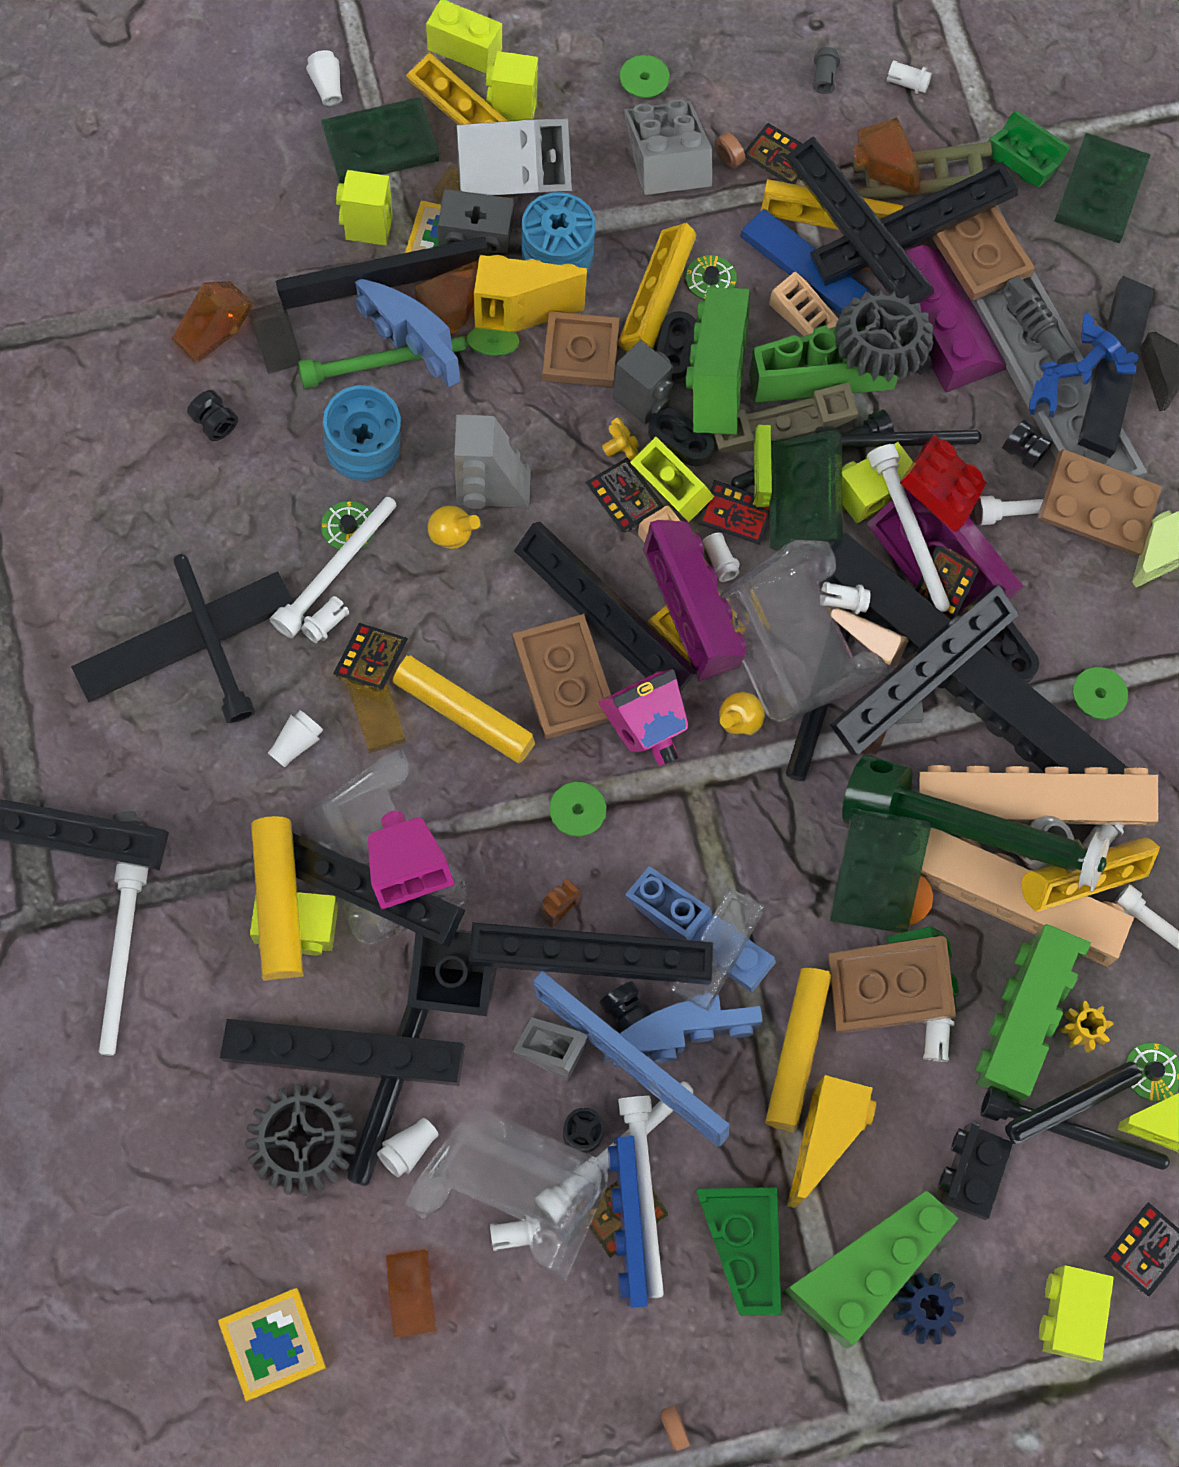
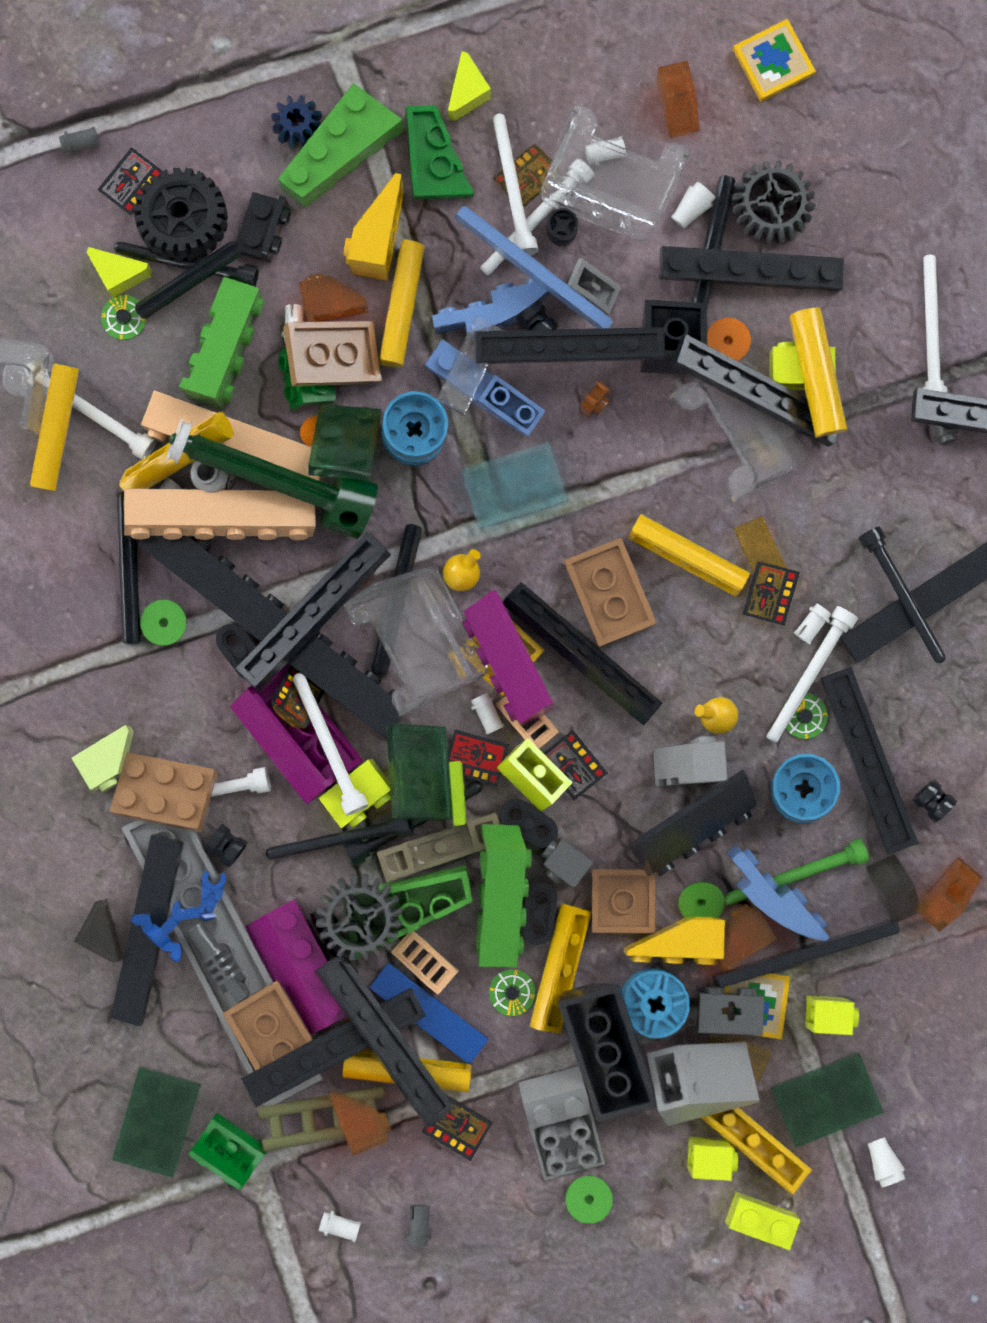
camera: 175 degrees left, 15 degrees up
(281, 467) = (869, 760): none -> black plate
(296, 737) = (822, 518): white cone -> none
(383, 967) = (729, 337): none -> orange piece
(405, 861) = (723, 397): dark pink torso -> none
(512, 398) = (694, 824): none -> black slope
(577, 809) = (588, 481): bright green piece -> none
(619, 193) = (607, 1050): none -> black slope
(621, 440) = (579, 813): yellow plant -> none
(628, 1239) = (522, 149): blue plate -> none
(648, 715) = (538, 560): dark pink torso -> none
(670, 811) = (514, 485): none -> clear light blue plate
(674, 1428) = (478, 25): nougat tile -> none
(694, 1337) = (468, 90): none -> neon yellow slope
(729, 150) = (504, 1123): nougat tile -> none
(793, 859) = (413, 411): none -> dark azure wheel
(846, 597) = (382, 671): white pin -> none
(873, 636) = (359, 643): light nougat slope -> none
(892, 1063) = (329, 299): none -> clear orange slope
(944, 482) = (301, 787): red plate -> none
(1076, 1313) = (186, 127): neon yellow brick -> none
(1082, 1036) = (170, 337): yellow gear -> none
(1115, 1195) = (176, 194): none -> black wheel
(1141, 736) = (128, 580): none -> black axle

